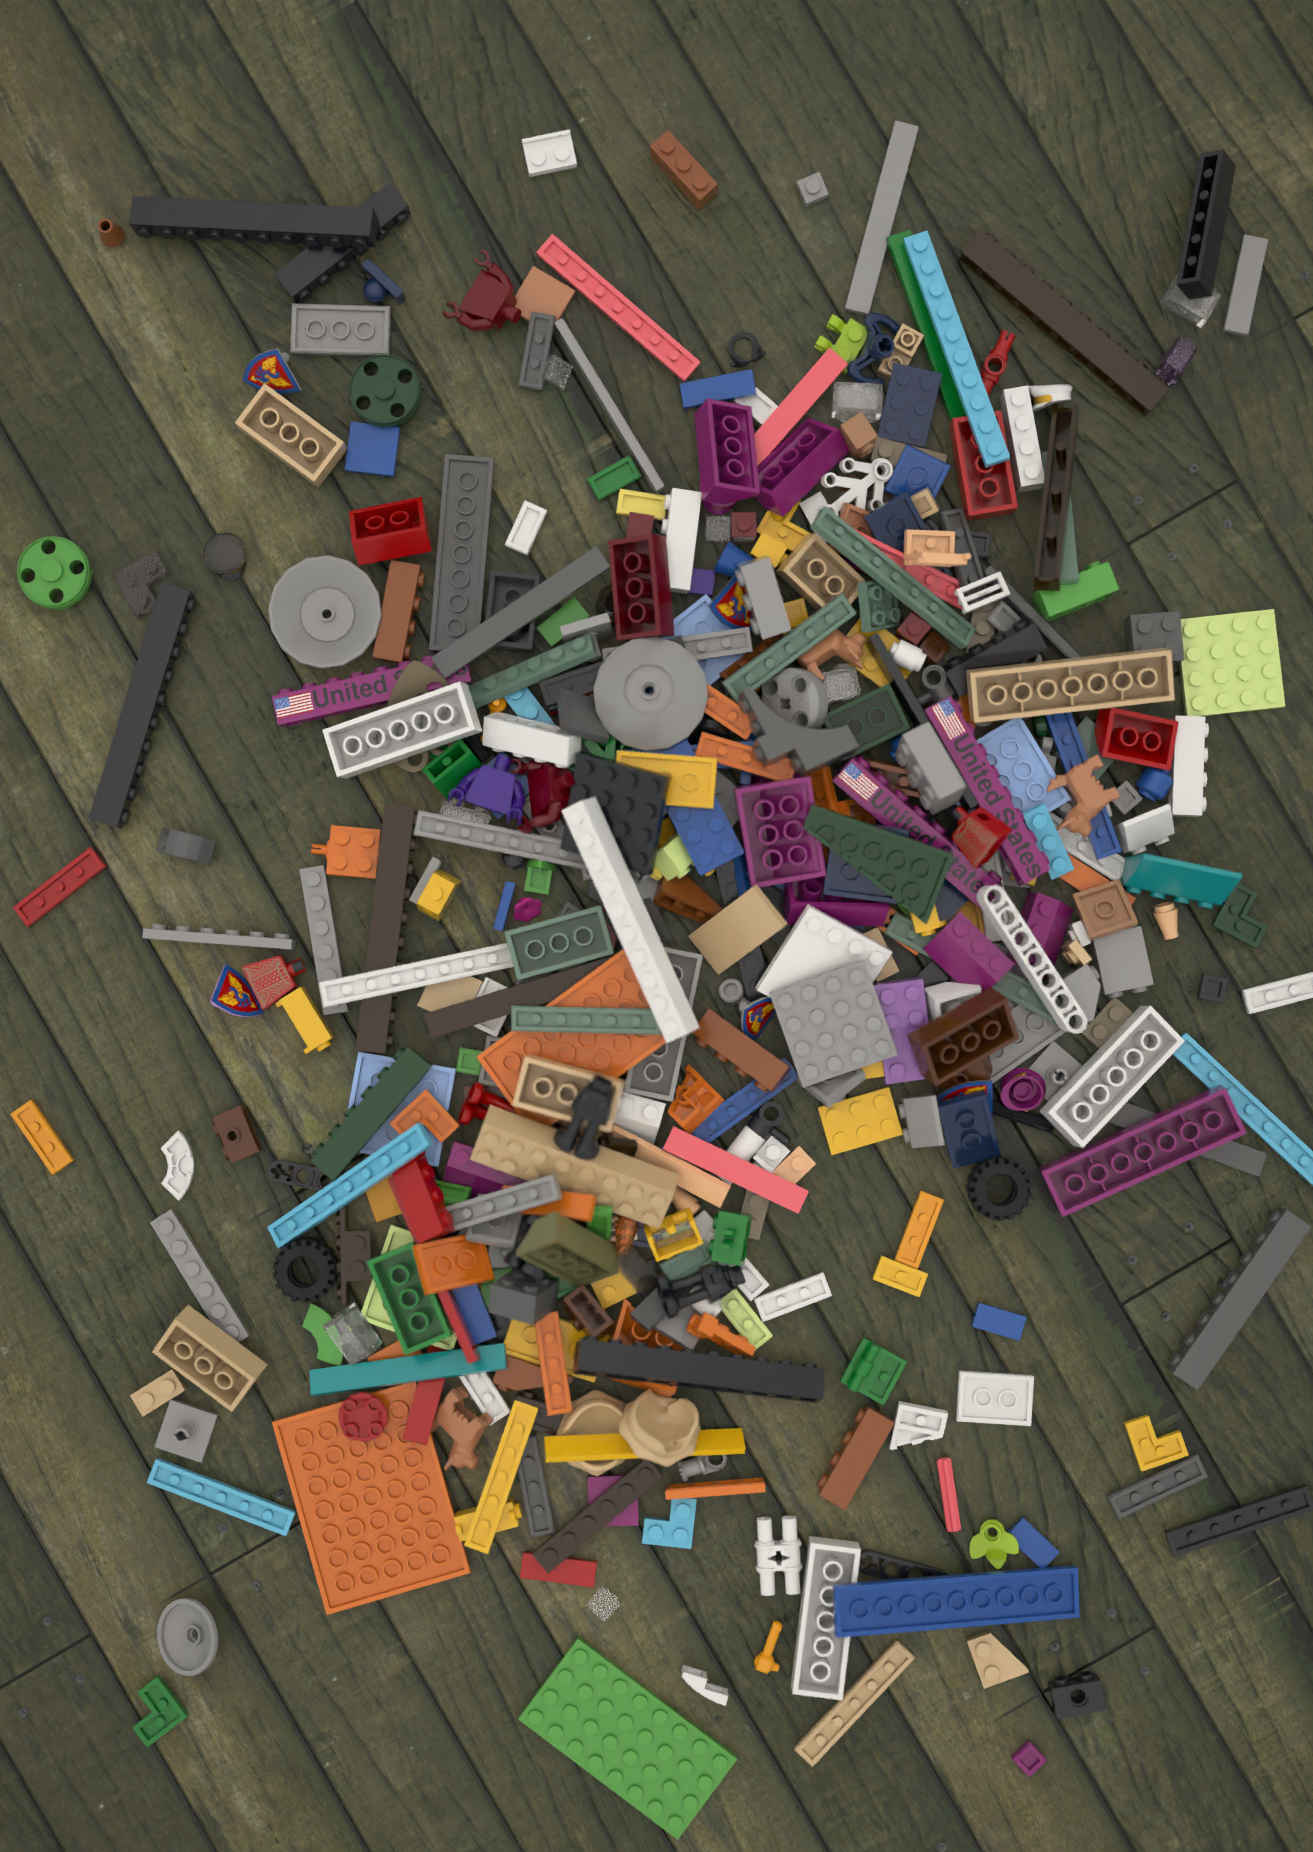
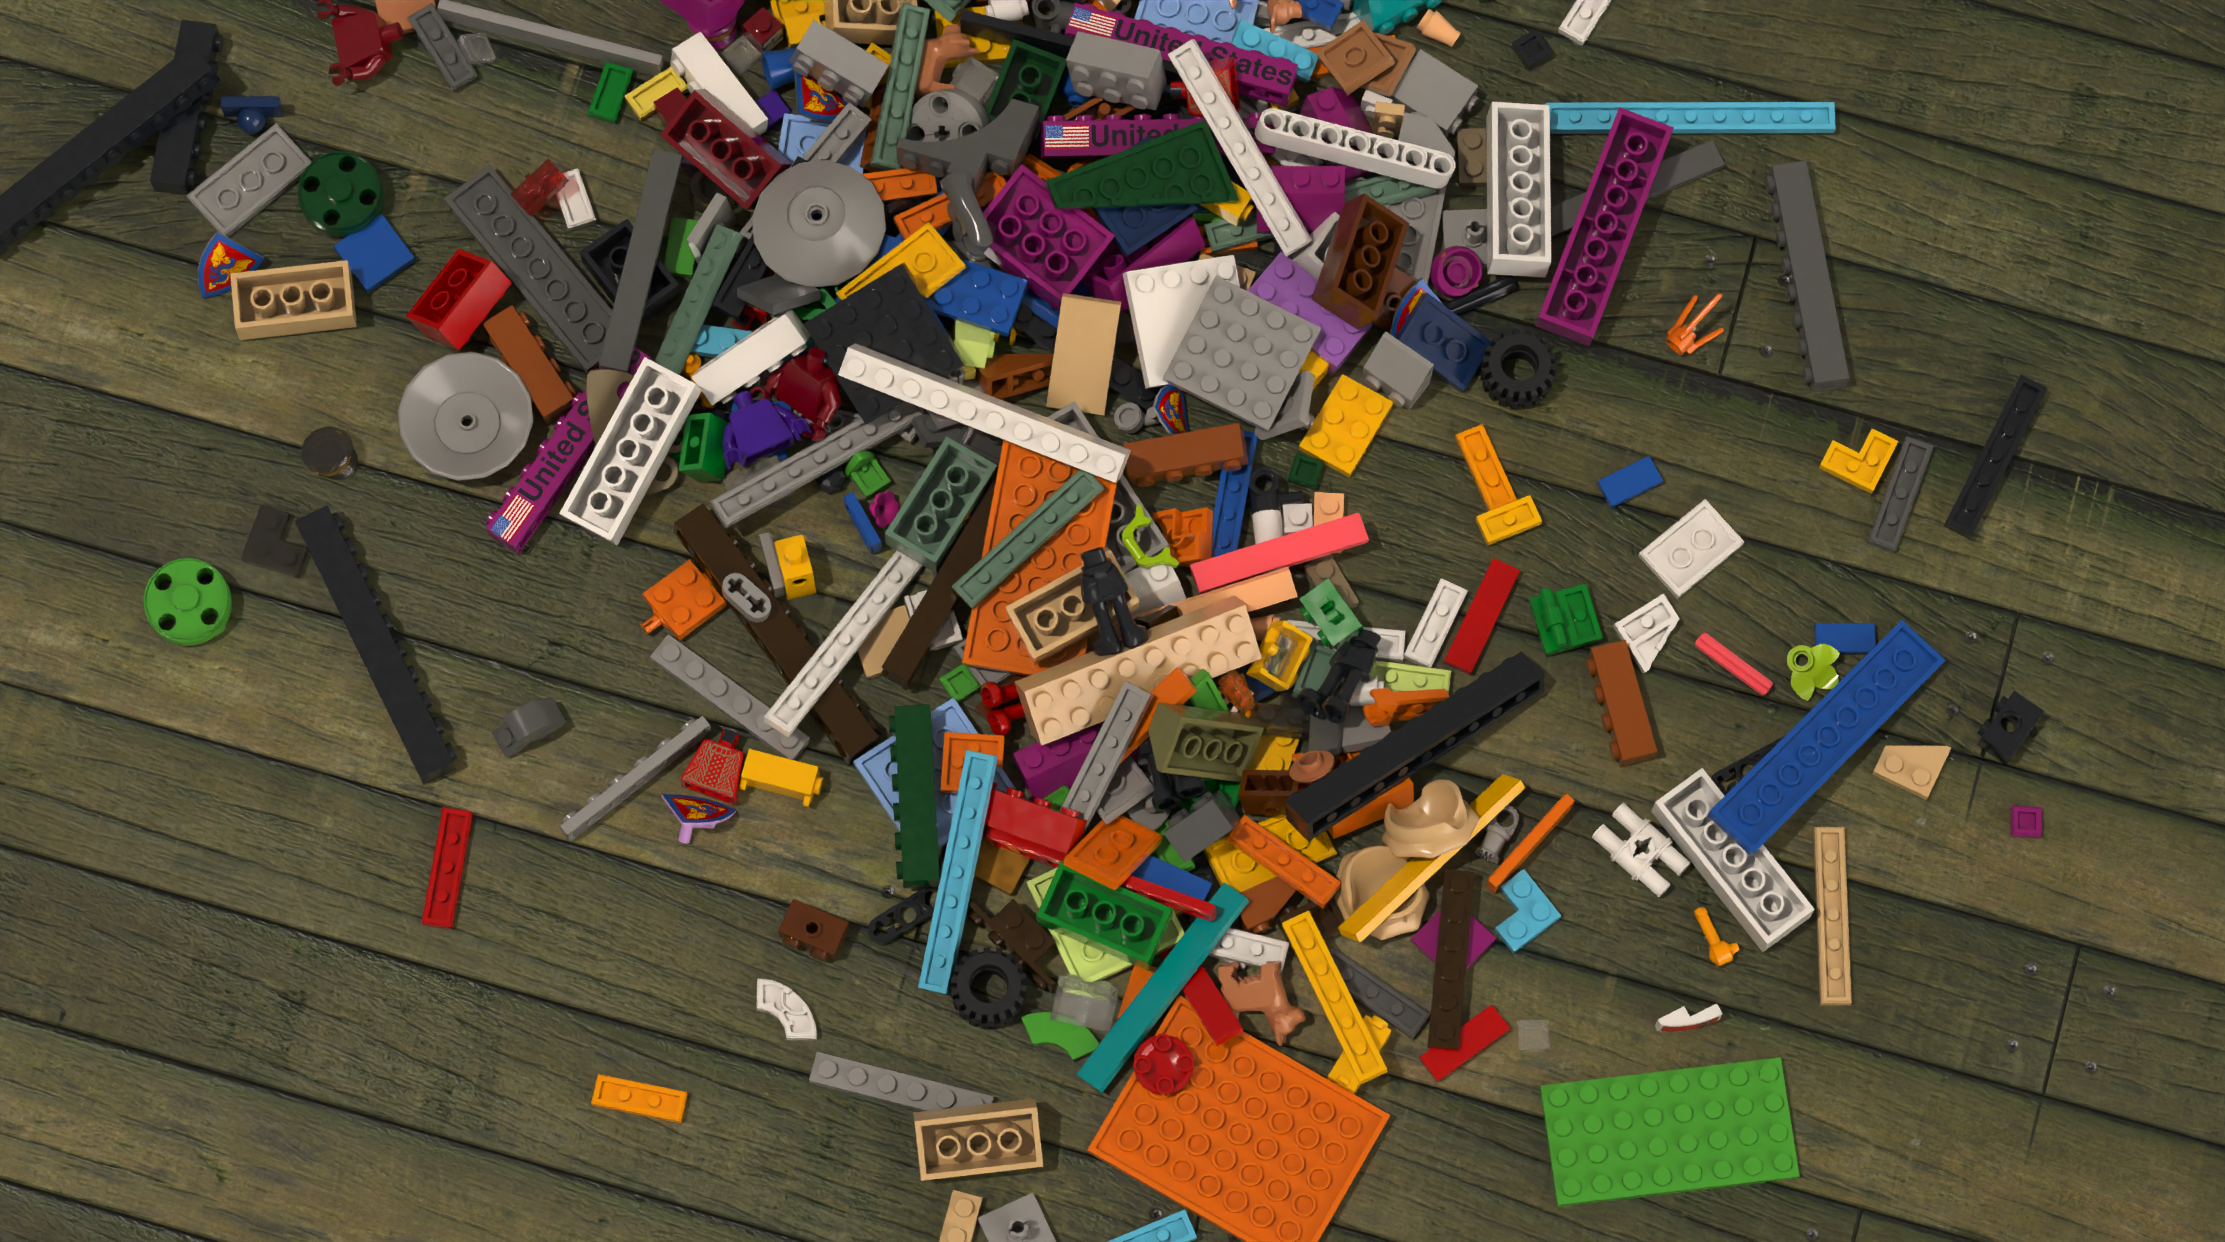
camera: 45 degrees left, 15 degrees down
(376, 893) = (741, 602): none -> light grey beam
(508, 502) = (539, 187): none -> clear red hips
(617, 1335) = (1311, 766): none -> nougat piece
(648, 1083) = (1135, 551): none -> lime helmet
(741, 780) = (966, 213): none -> dark grey piece
(807, 1126) = (1305, 471): none -> dark green tile
(825, 1319) = (1481, 616): none -> red tile
(958, 892) = (1240, 147): none -> white tile
(1093, 895) = (1355, 57): none -> medium nougat plate
(1120, 1262) = (1682, 338): none -> orange plant

